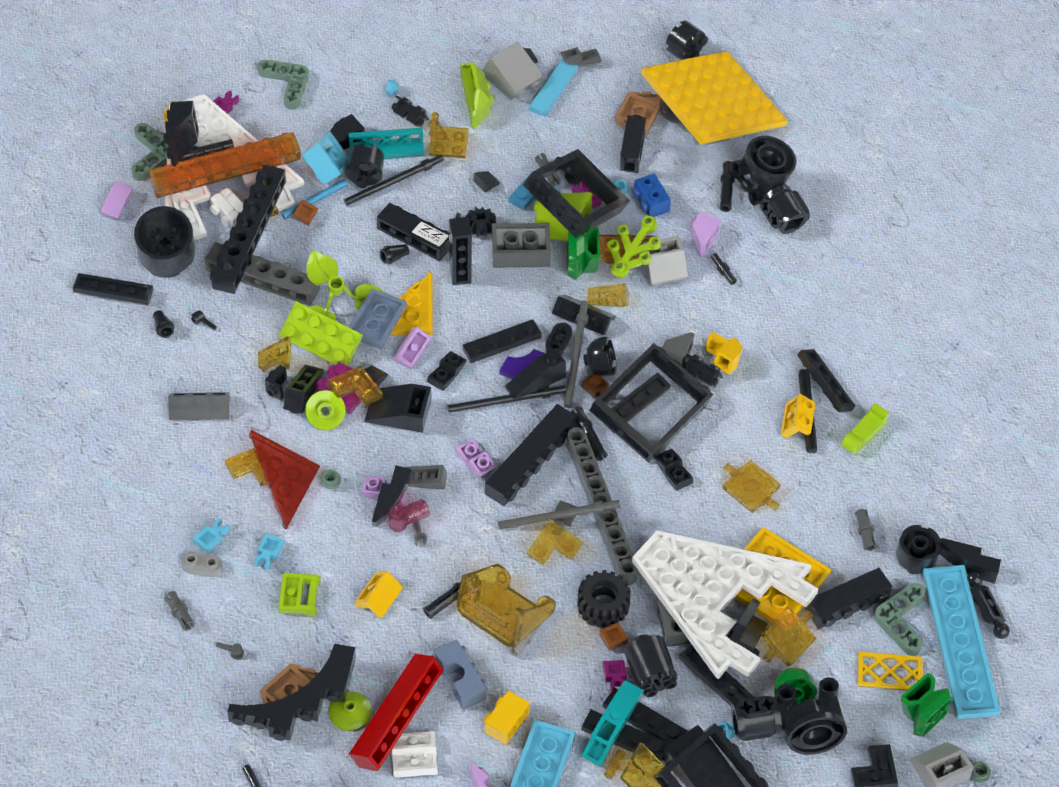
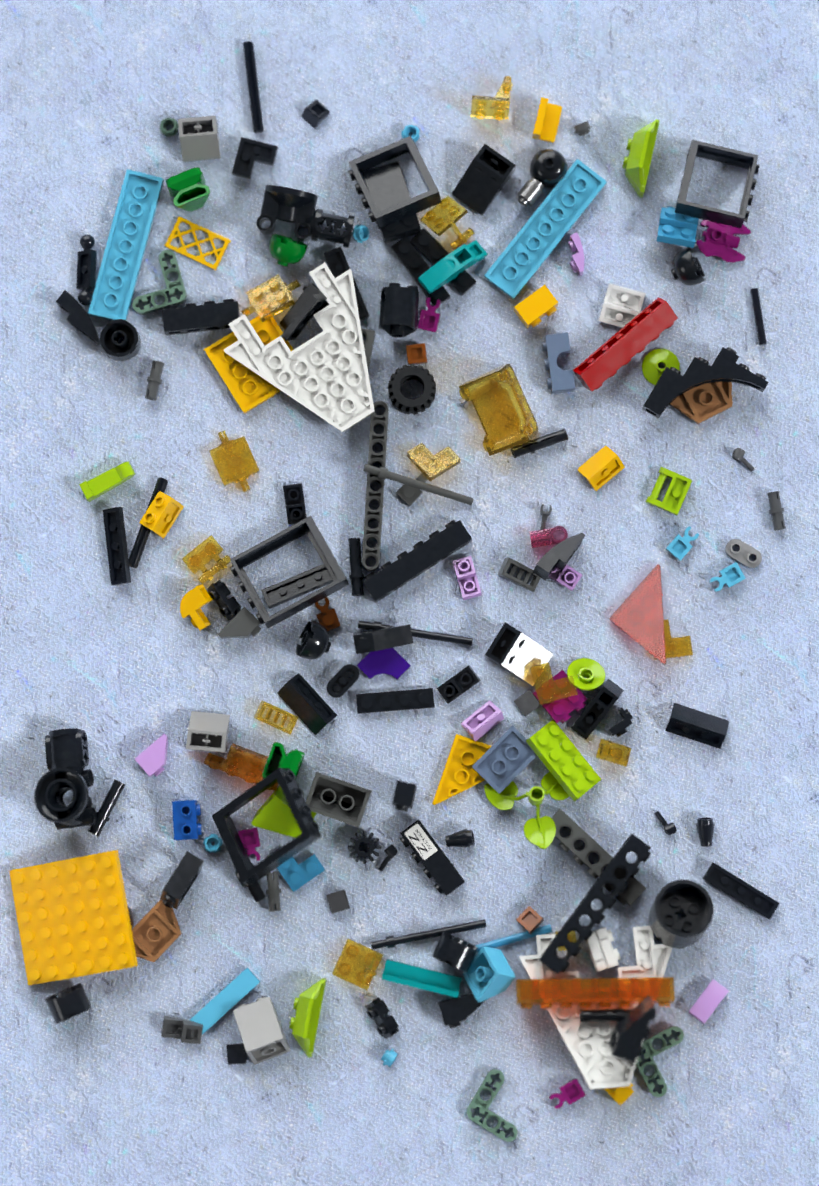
camera: 155 degrees left, 30 degrees up
(330, 475) = (608, 596): sand green plate -> none
(581, 321) = (315, 686): dark grey bar -> none
(633, 248) = (235, 749): lime plant -> none
(723, 269) = (153, 709): black bar -> none
(740, 400) = (202, 555): none -> clear yellow plate

